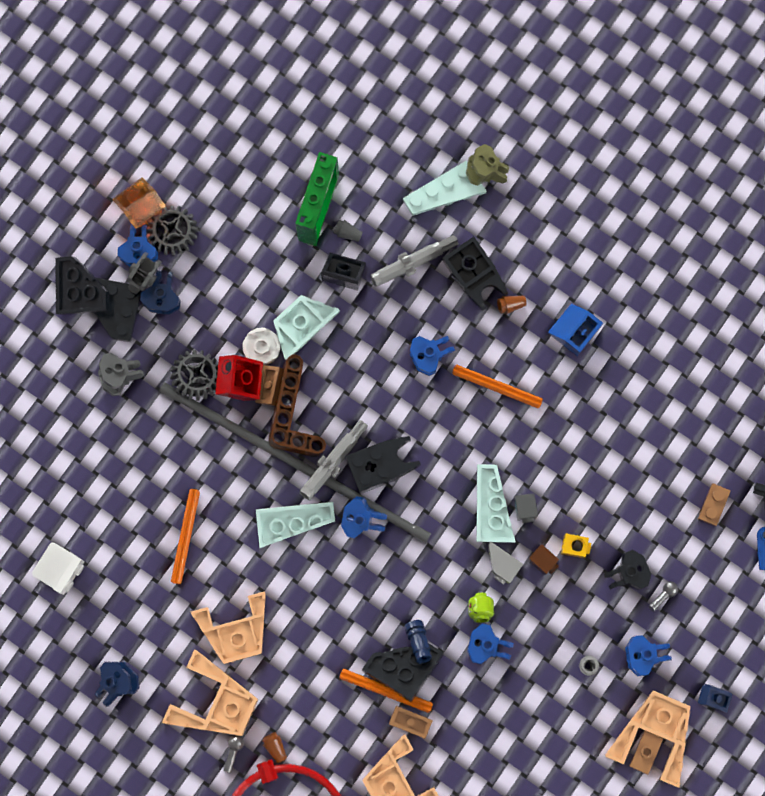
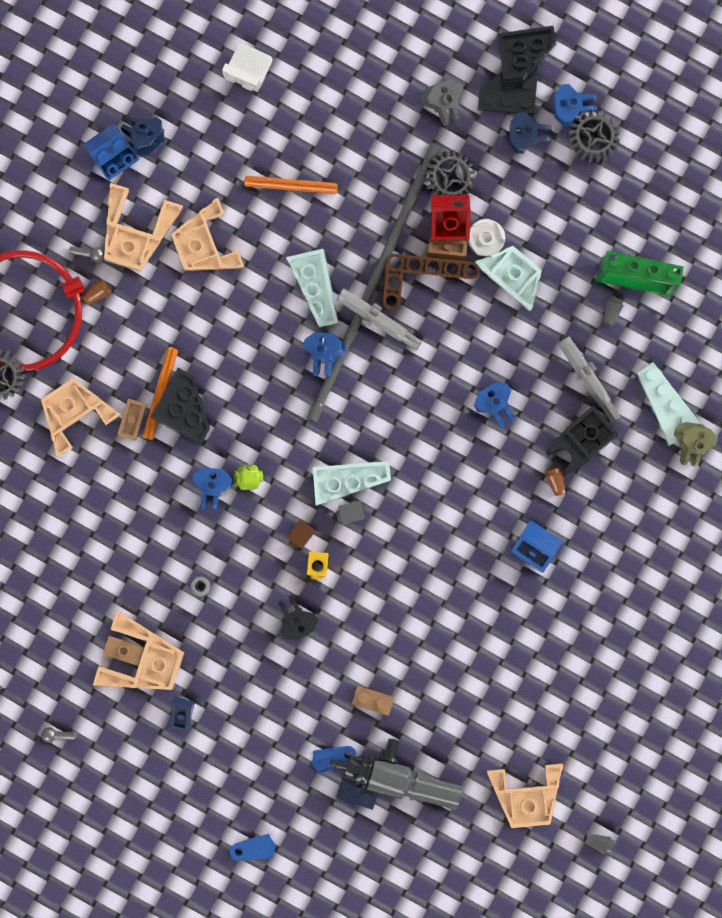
camera: 85 degrees right, 5 degrees up
(129, 718) = (111, 151): none -> blue slope
(139, 203) = (616, 99): clear orange brick -> none
(142, 274) = (544, 110): dark grey hinge -> none
(343, 271) = (571, 310): black slope -> none
(387, 464) = (383, 370): black brick -> none
(417, 635) = (205, 420): dark blue axle -> none
(497, 386) = (470, 474): orange axle -> none
(503, 564) = (292, 495): light grey slope -> none
(646, 655) = (216, 643): blue hinge -> none
(670, 589) = (284, 662): flat silver bar -> none

